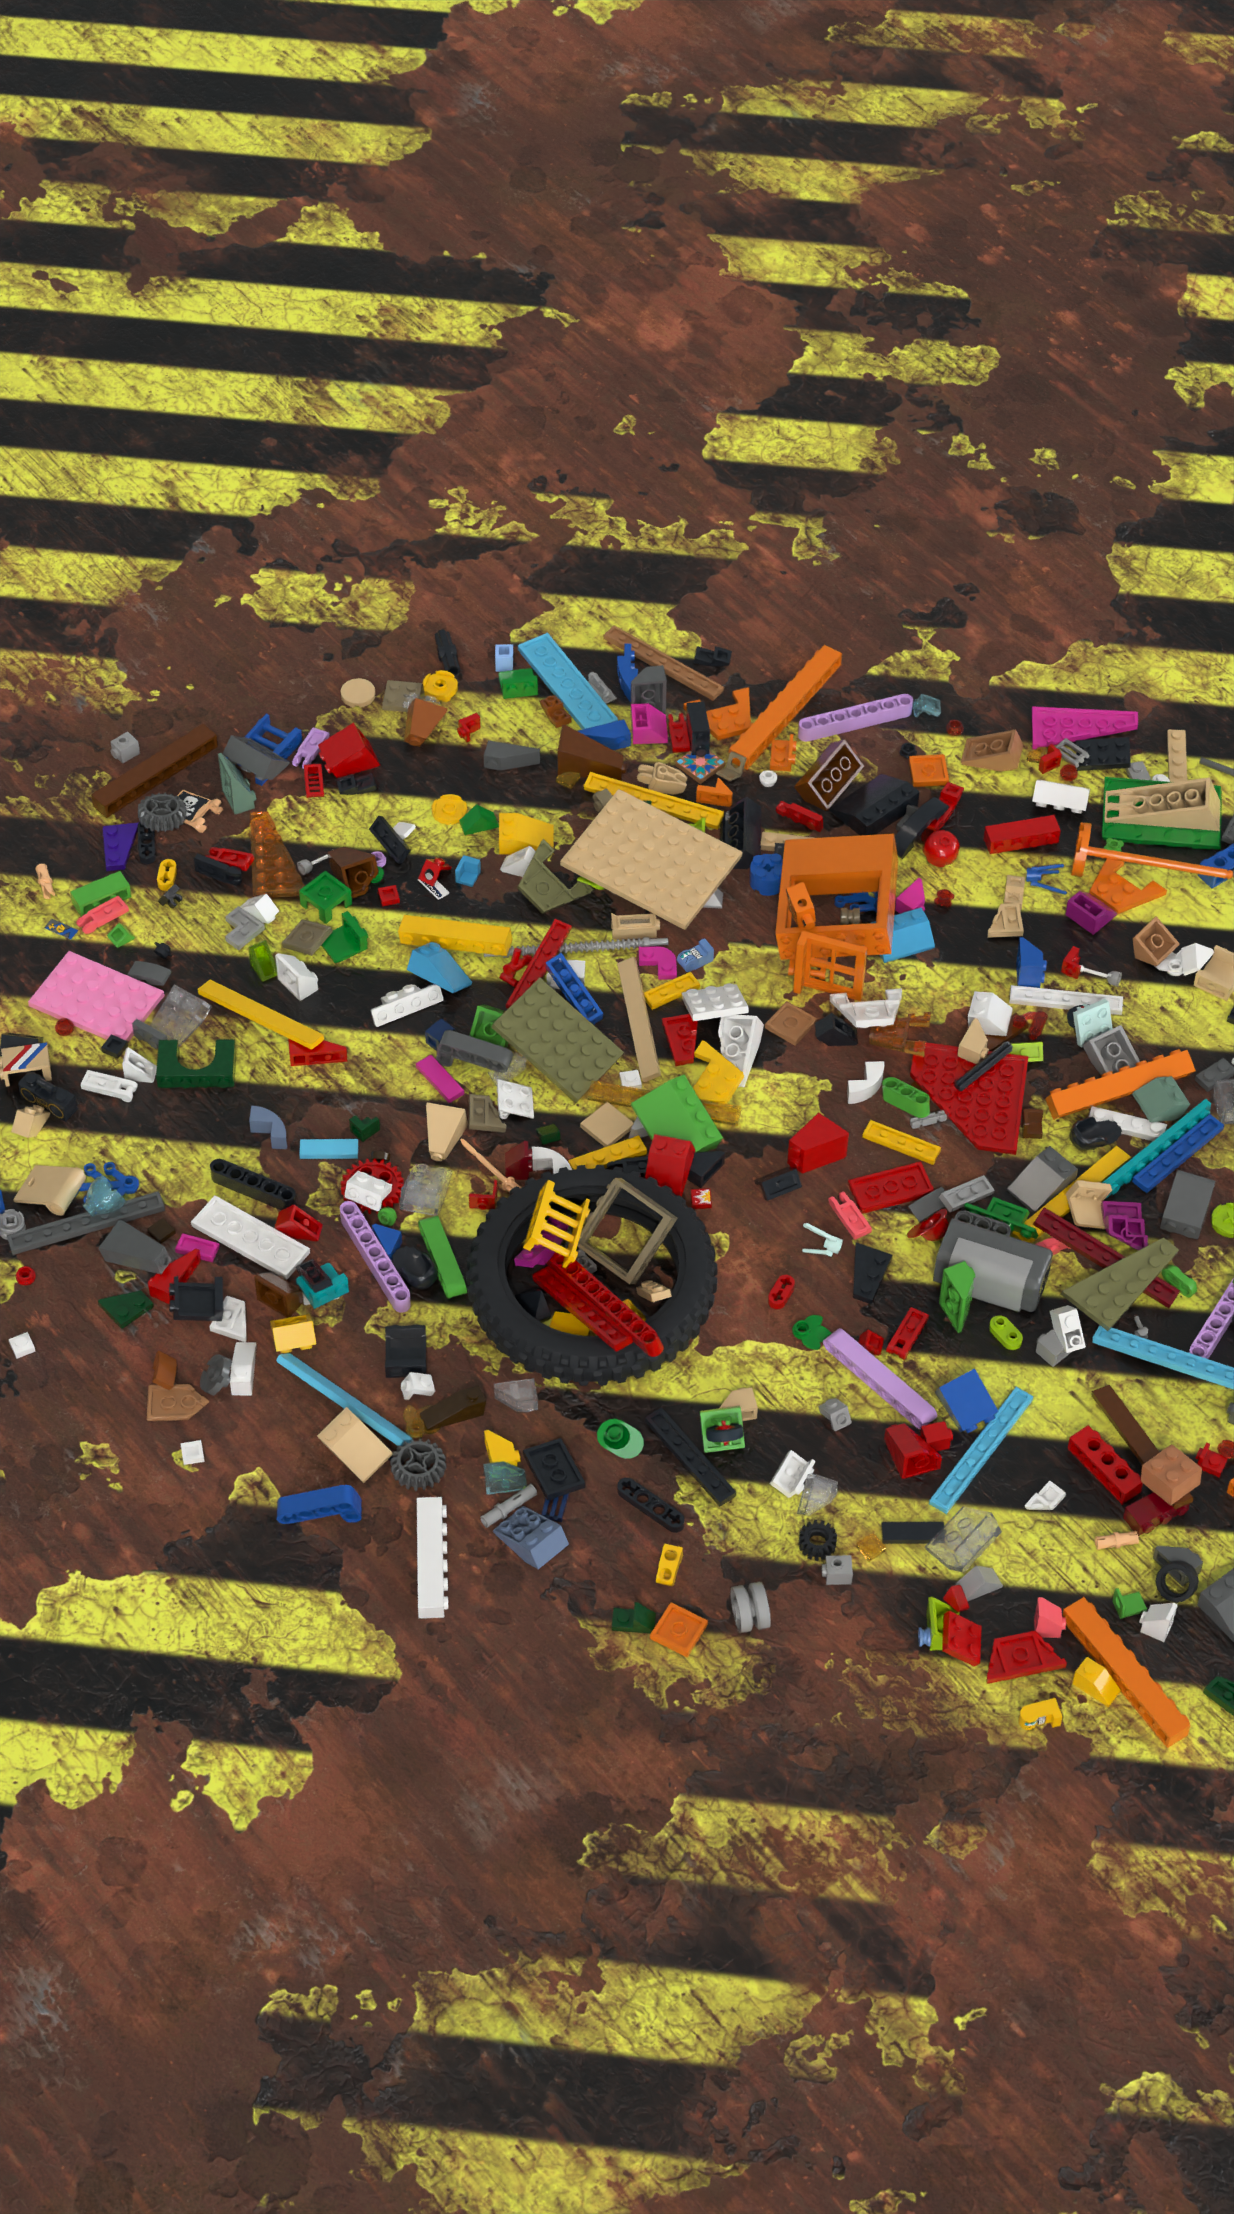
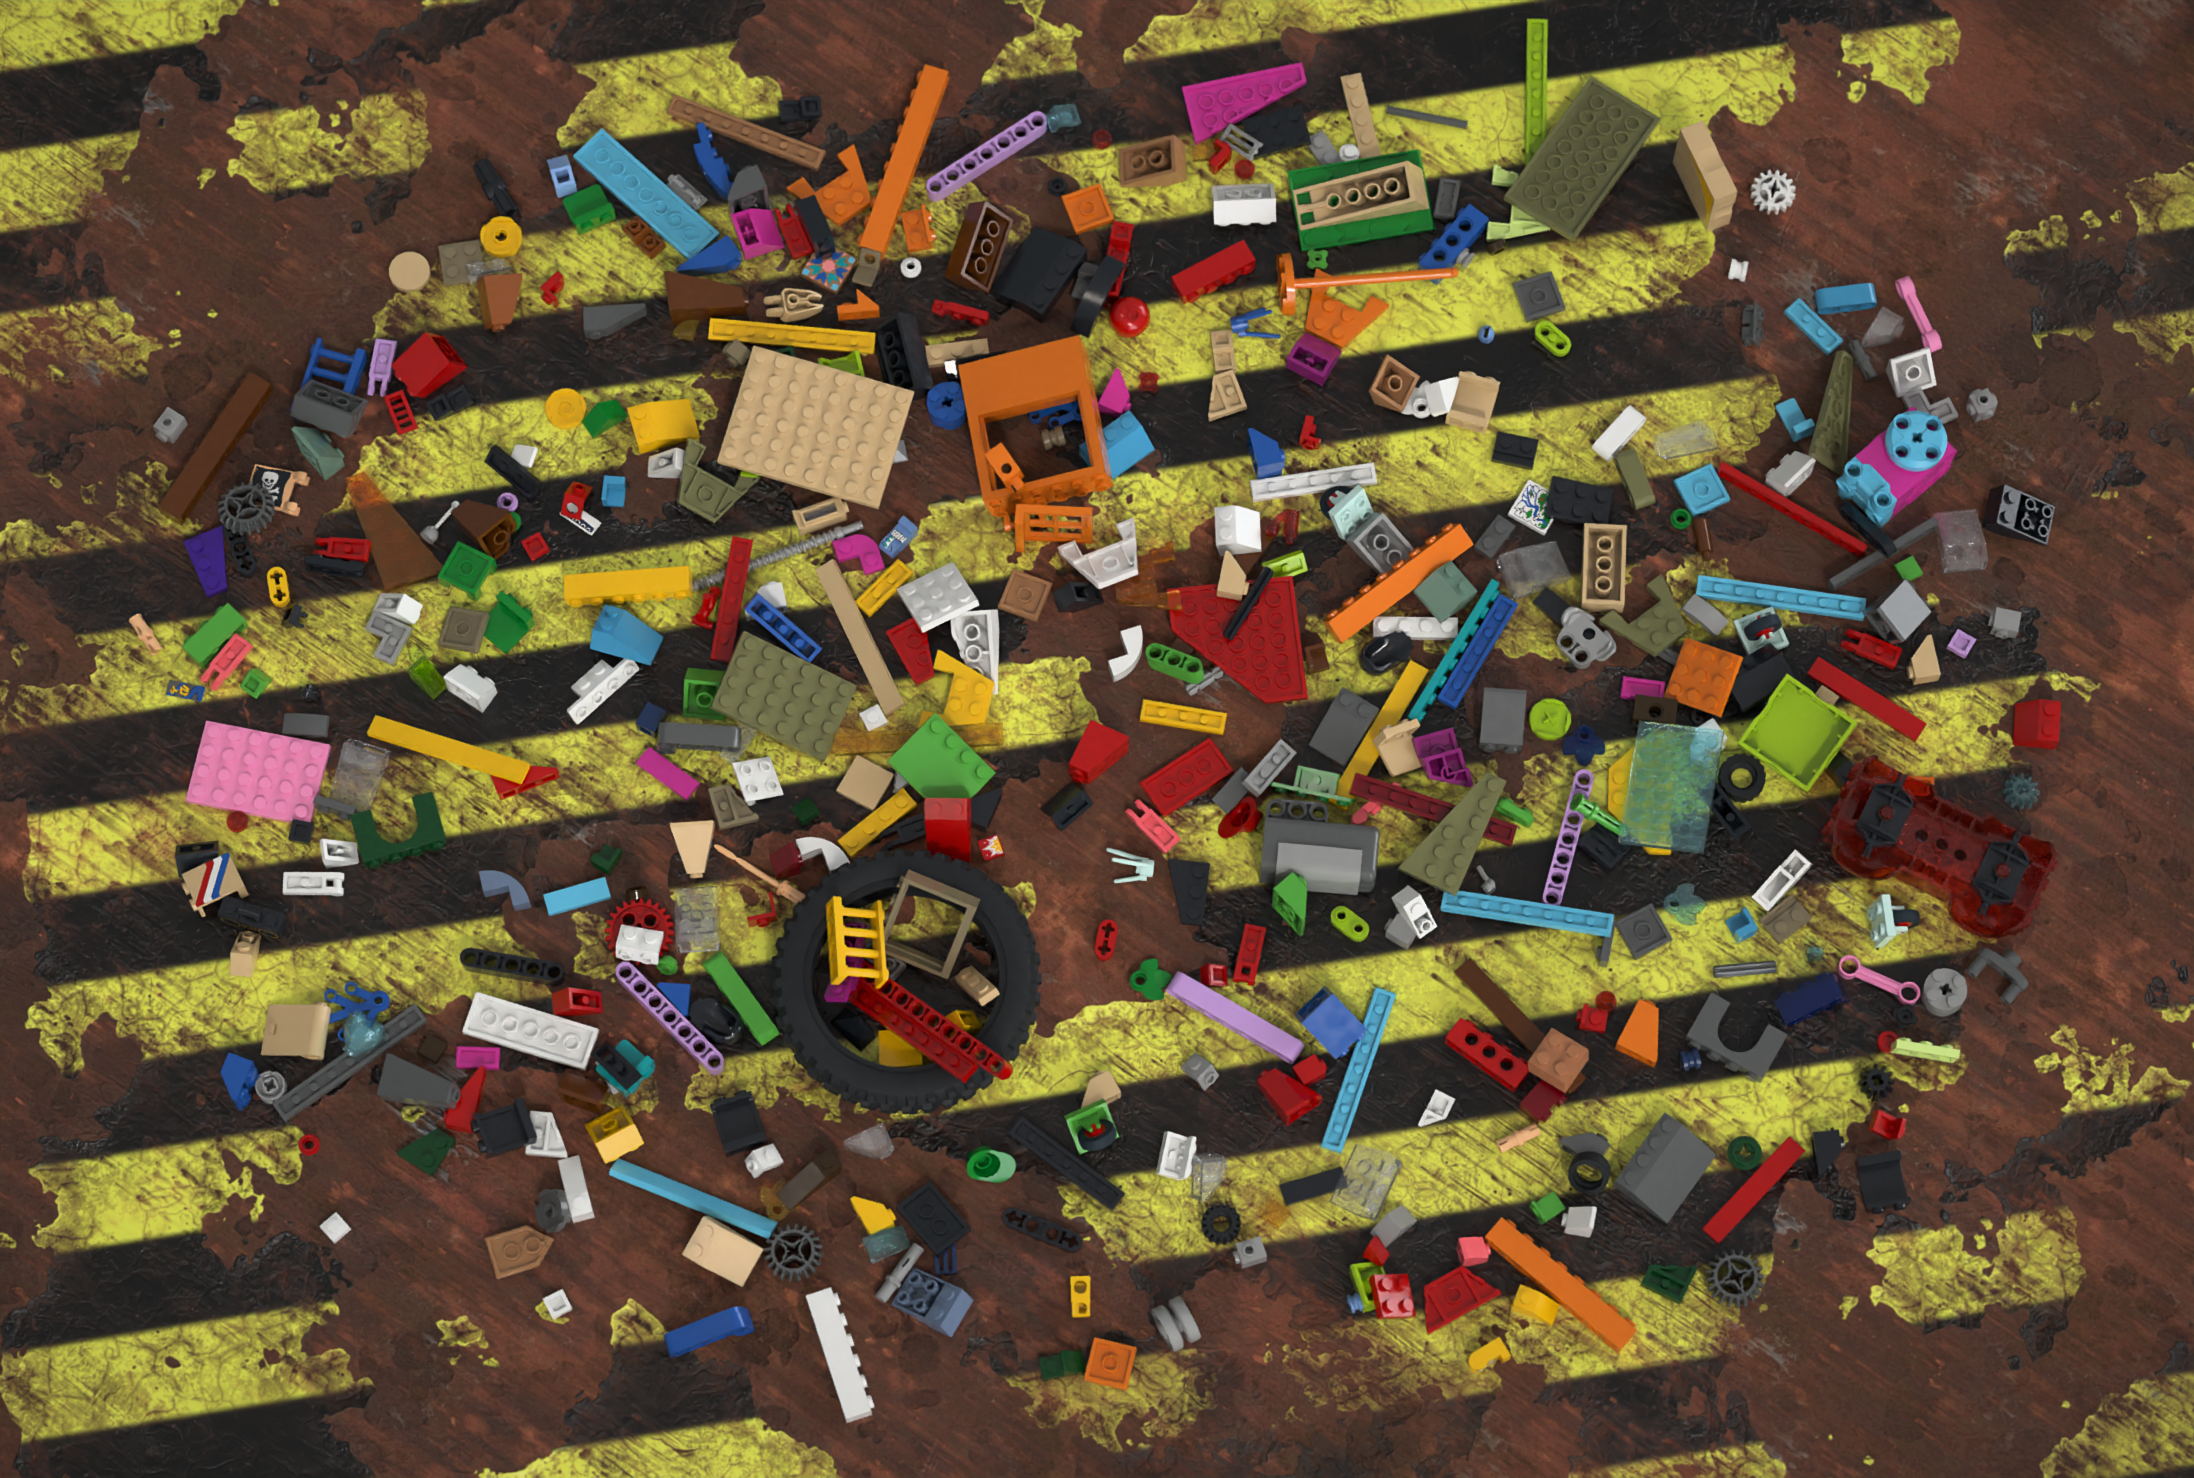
camera: 15 degrees left, 20 degrees up
(164, 1370) = (498, 1219): dark orange slope -> none
(1113, 977) = (1357, 439): hinge -> none

